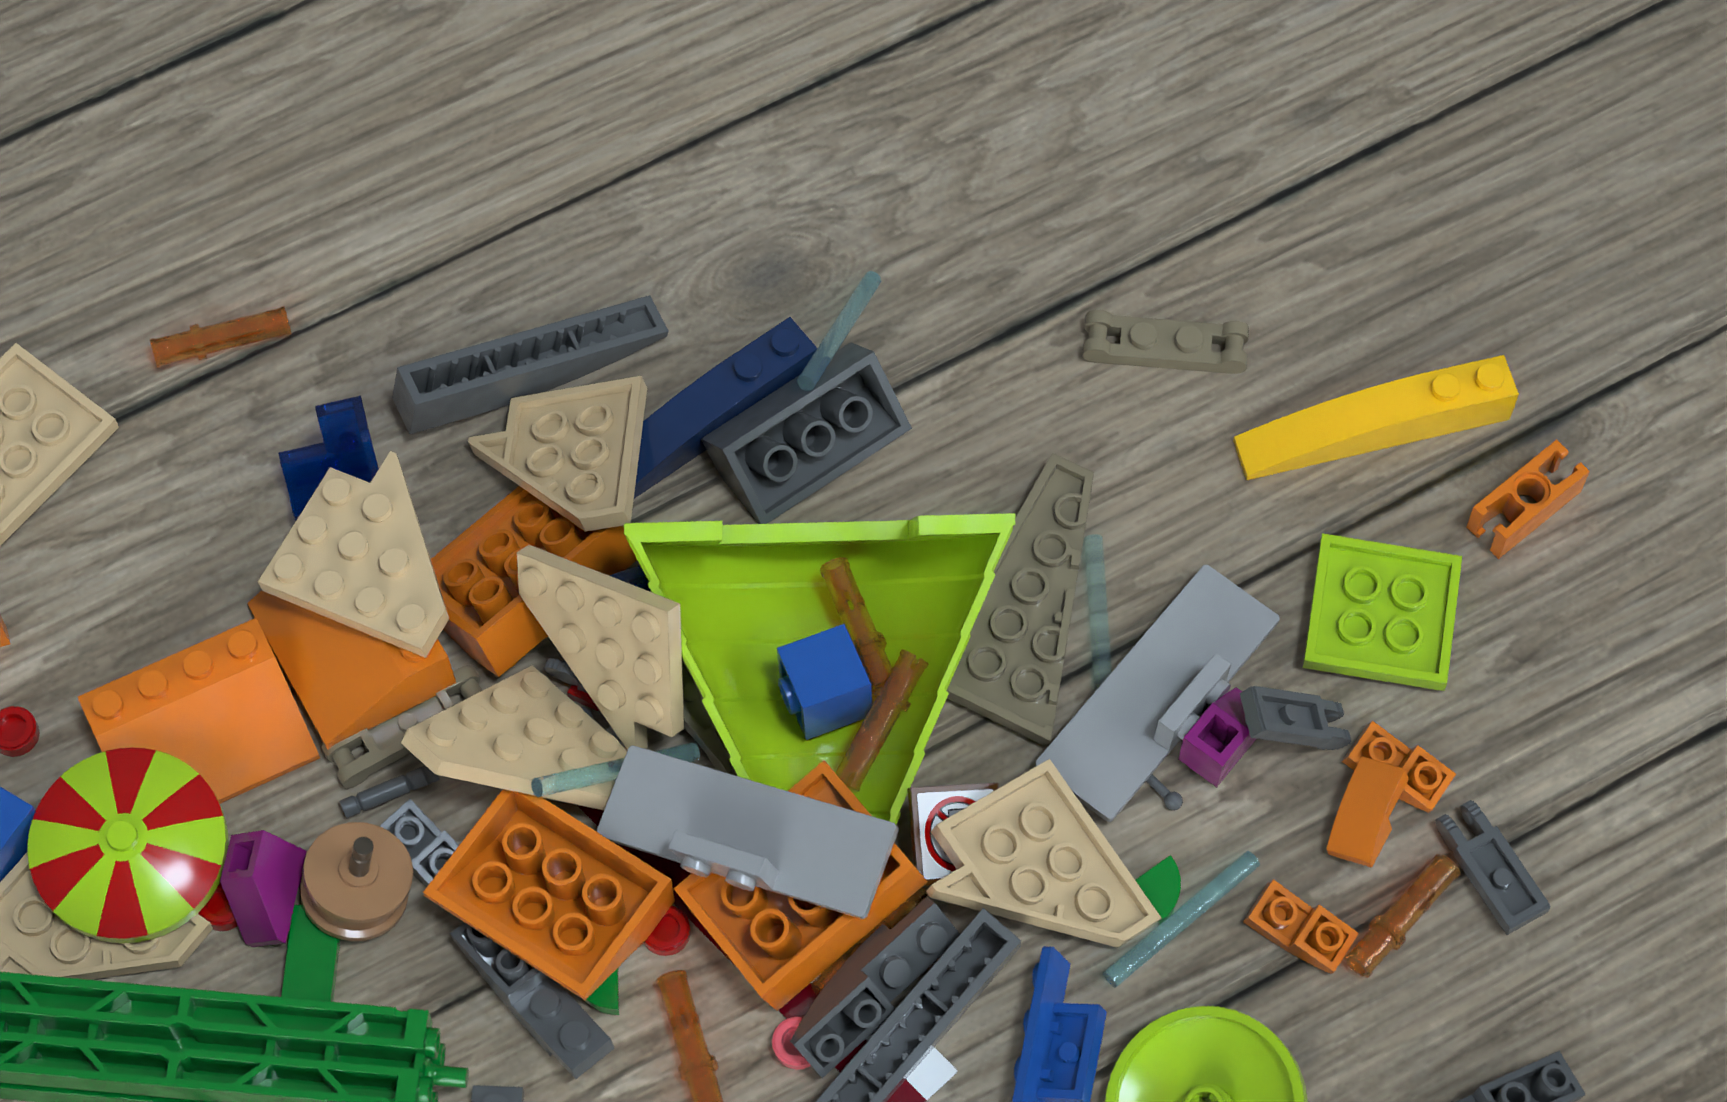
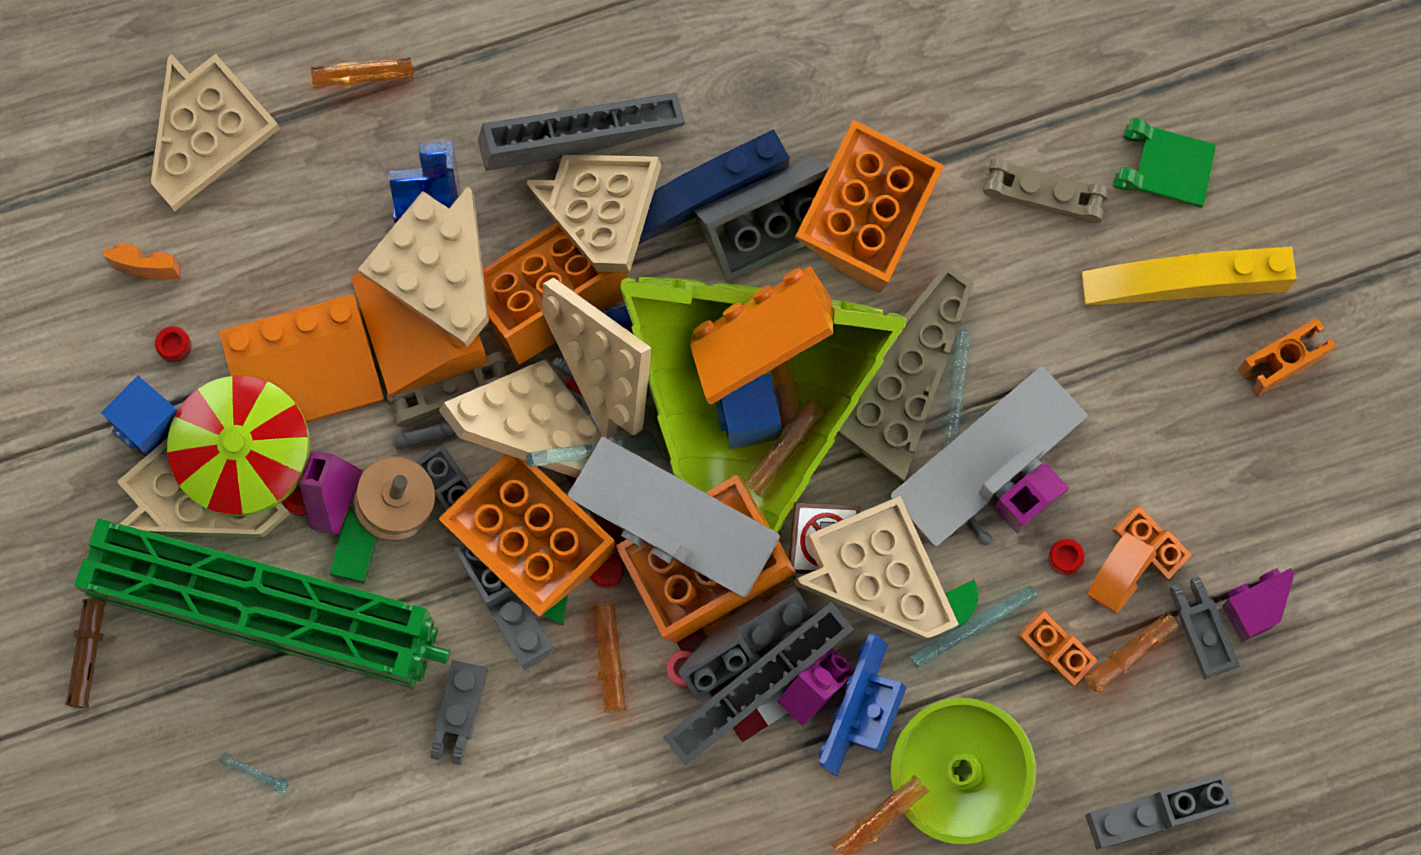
camera: 10 degrees right, 10 degrees up
(822, 568) = (761, 333): none -> orange slope
(839, 331) = (808, 145): clear light blue bar -> none
(934, 393) = (868, 205): none -> orange slope
(982, 1033) = (816, 686): none -> magenta slope
(1288, 806) = (1066, 556): none -> red tile
(1293, 718) = (1081, 496): dark grey hinge -> none
(1319, 284) = (1168, 164): none -> green flag
(1383, 612) = (1163, 424): lime plate -> none
(1561, 824) = (1259, 607): none -> magenta slope

